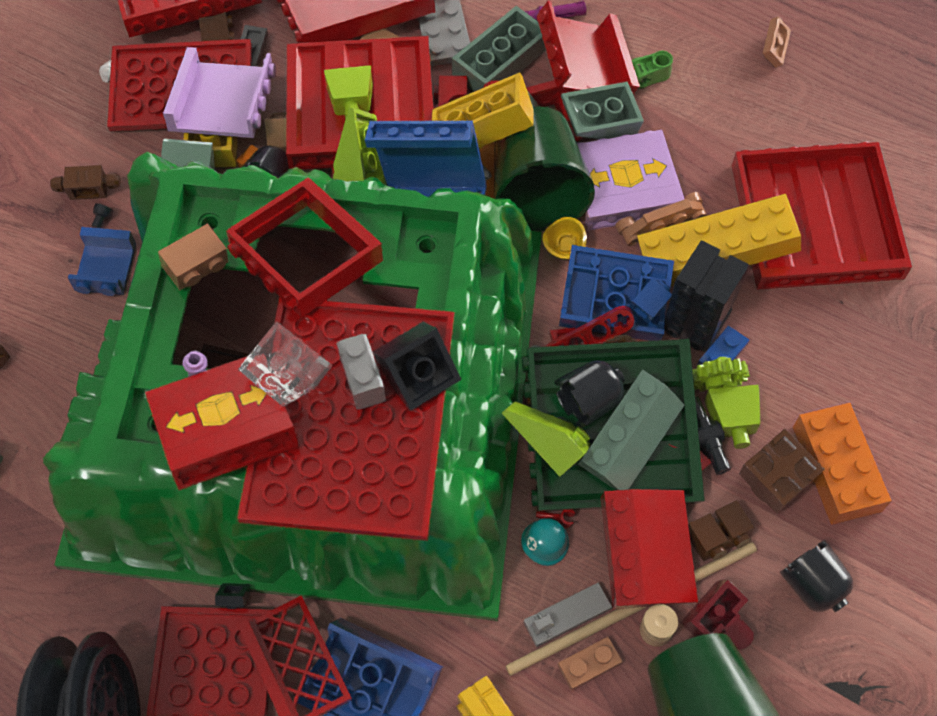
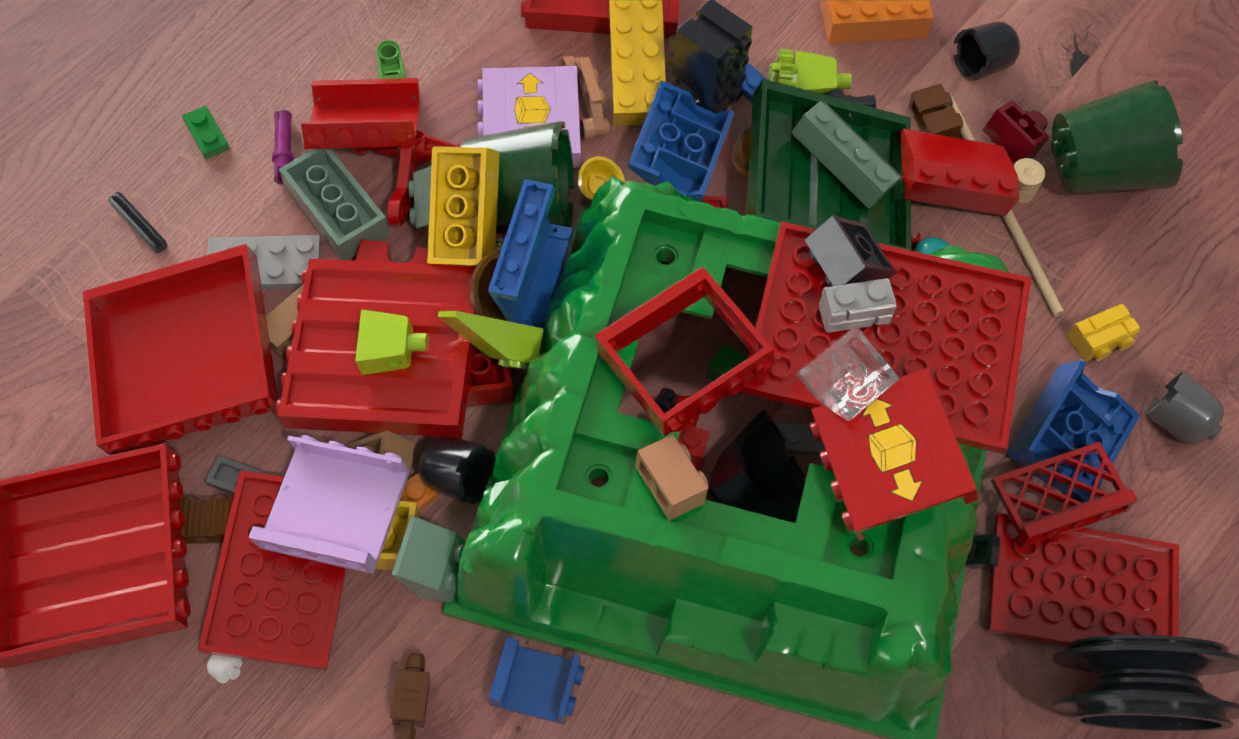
camera: 85 degrees left, 0 degrees up
(101, 214) = (461, 682): black piece -> none
(194, 363) = (819, 481): lavender pin -> none
(551, 437) = (870, 201): lime slope -> none
(567, 615) = (1002, 244): light grey hinge -> none
(585, 331) = (721, 139): red beam -> none
(589, 663) = (1053, 245): nougat plate -> none
(590, 391) = (816, 168): black cylinder -> none
(603, 111) = (448, 110): sand green slope -> none
(650, 300) = (706, 107): blue brick -> none
(780, 471) = (890, 50): reddish brown piece -> none

